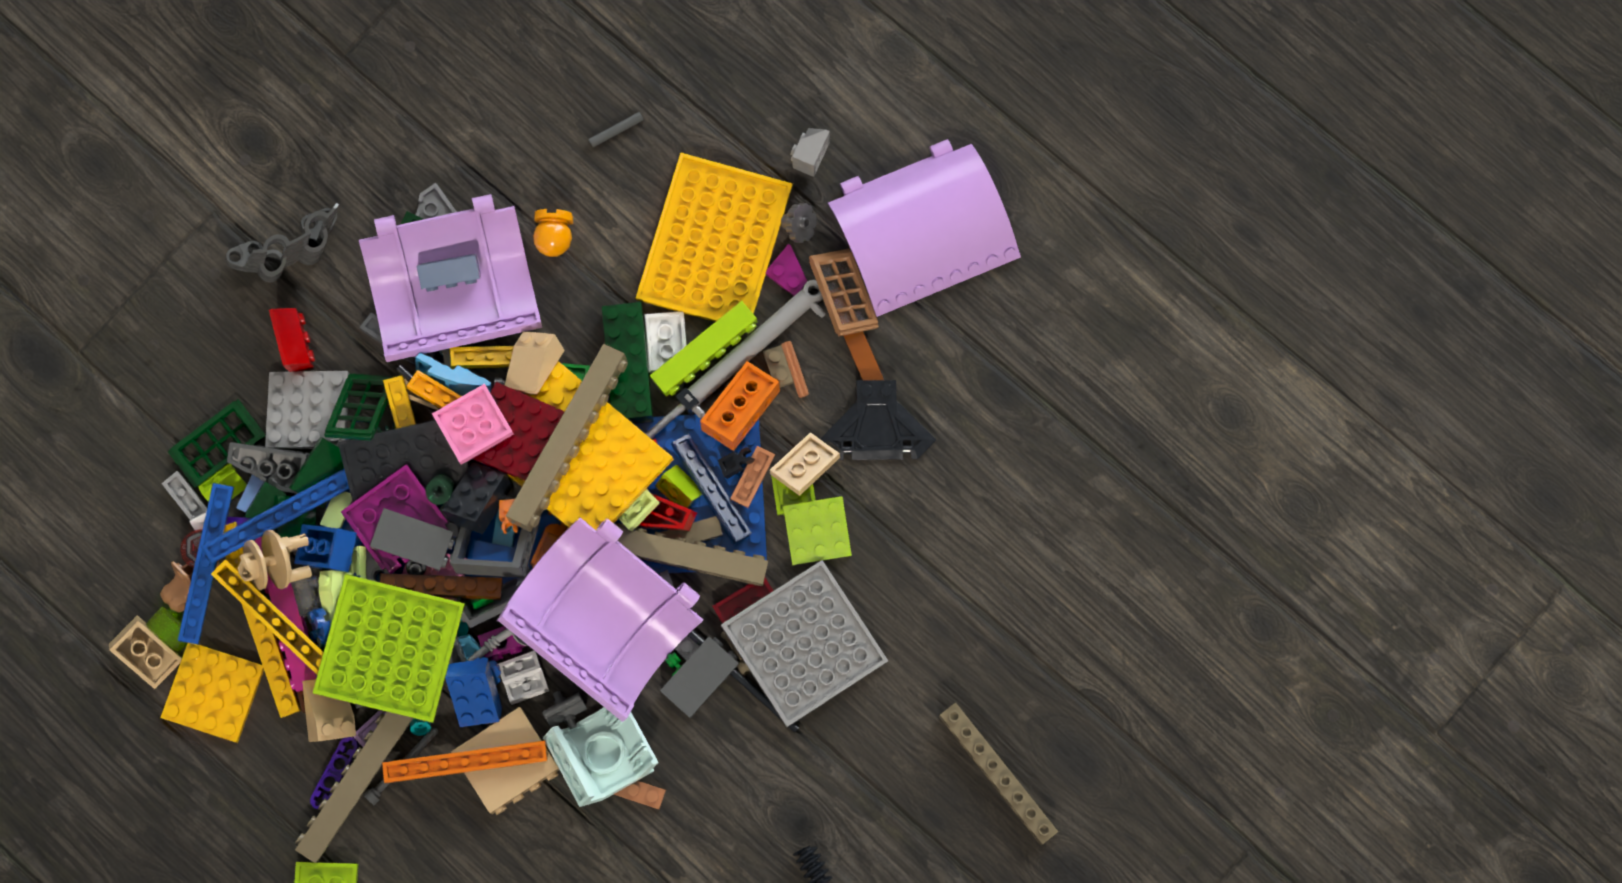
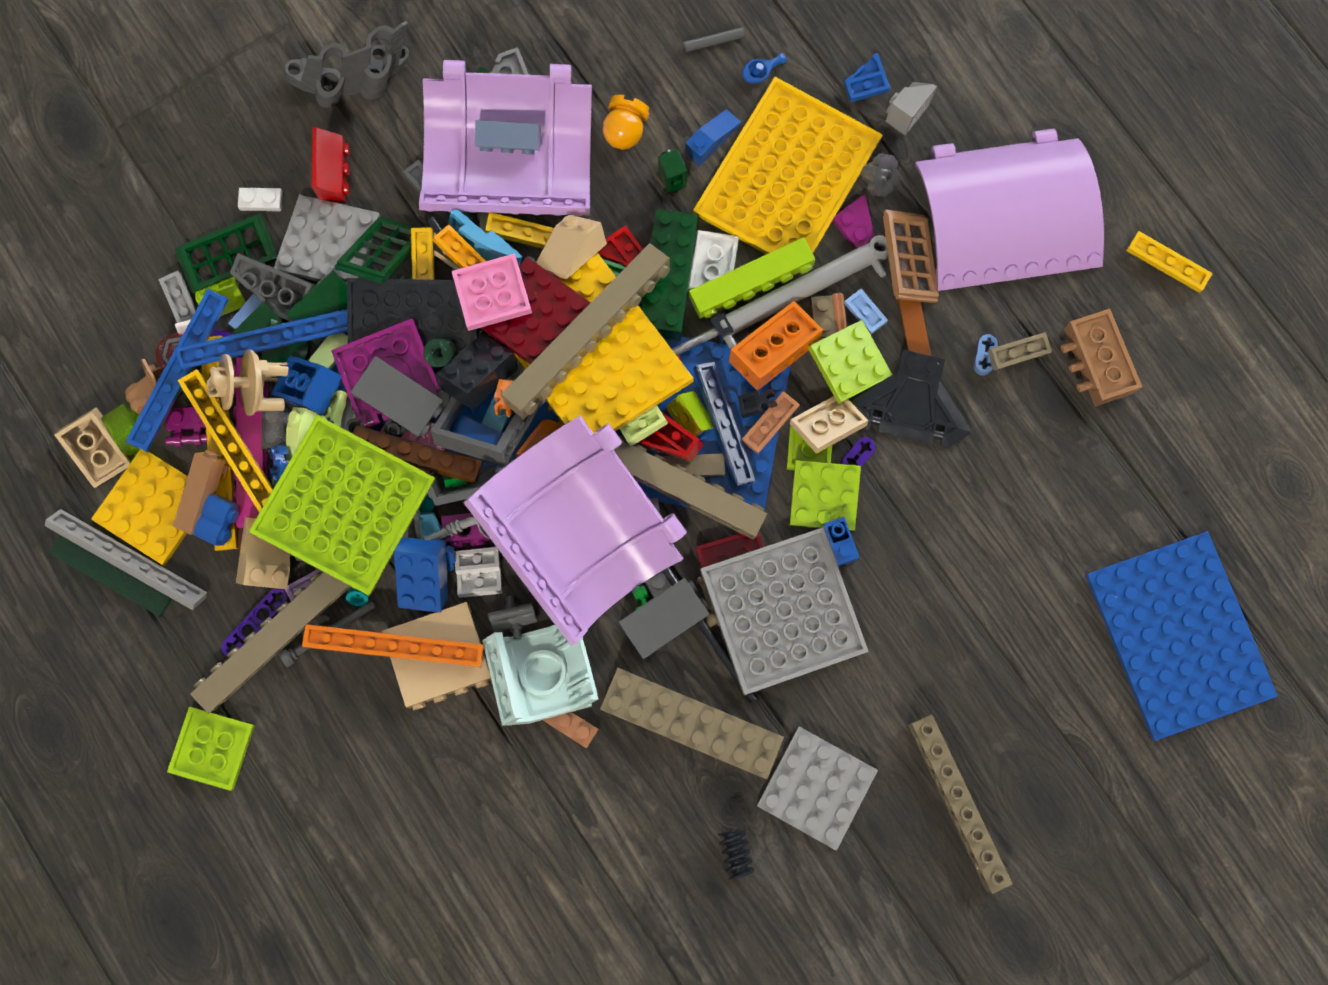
camera: 10 degrees right, 0 degrees up
(191, 763) = (110, 575): none -> clear green tile
(202, 745) = (126, 559): none -> light grey plate
(223, 605) = (183, 420): none -> magenta plate
(234, 384) = (260, 199): none -> white plate
(255, 669) = (200, 483): none -> medium nougat brick
(277, 690) = (216, 520): none -> blue brick
(579, 349) = (621, 247): none -> red wing
(607, 266) = (672, 171): none -> dark green brick
(636, 222) = (711, 136): none -> blue slope
(665, 148) = (759, 69): none -> blue piece
(746, 763) = (692, 723): none -> dark tan brick
(767, 135) = (867, 81): none -> blue wing
(811, 403) = (850, 361): none -> lime plate
(815, 352) = (865, 310): none -> light blue plate
(835, 483) = (856, 448): none -> dark purple beam
(840, 569) = (841, 542): none -> blue slope
(871, 792) = (817, 788): none -> light grey plate
(927, 365) = (980, 354): none -> medium blue beam
(962, 355) = (1019, 351): none -> dark tan plate
(1035, 344) = (1101, 358): none -> medium nougat piece
(1079, 238) = (1169, 262): none -> yellow plate
(1162, 576) = (1181, 636): none -> blue plate

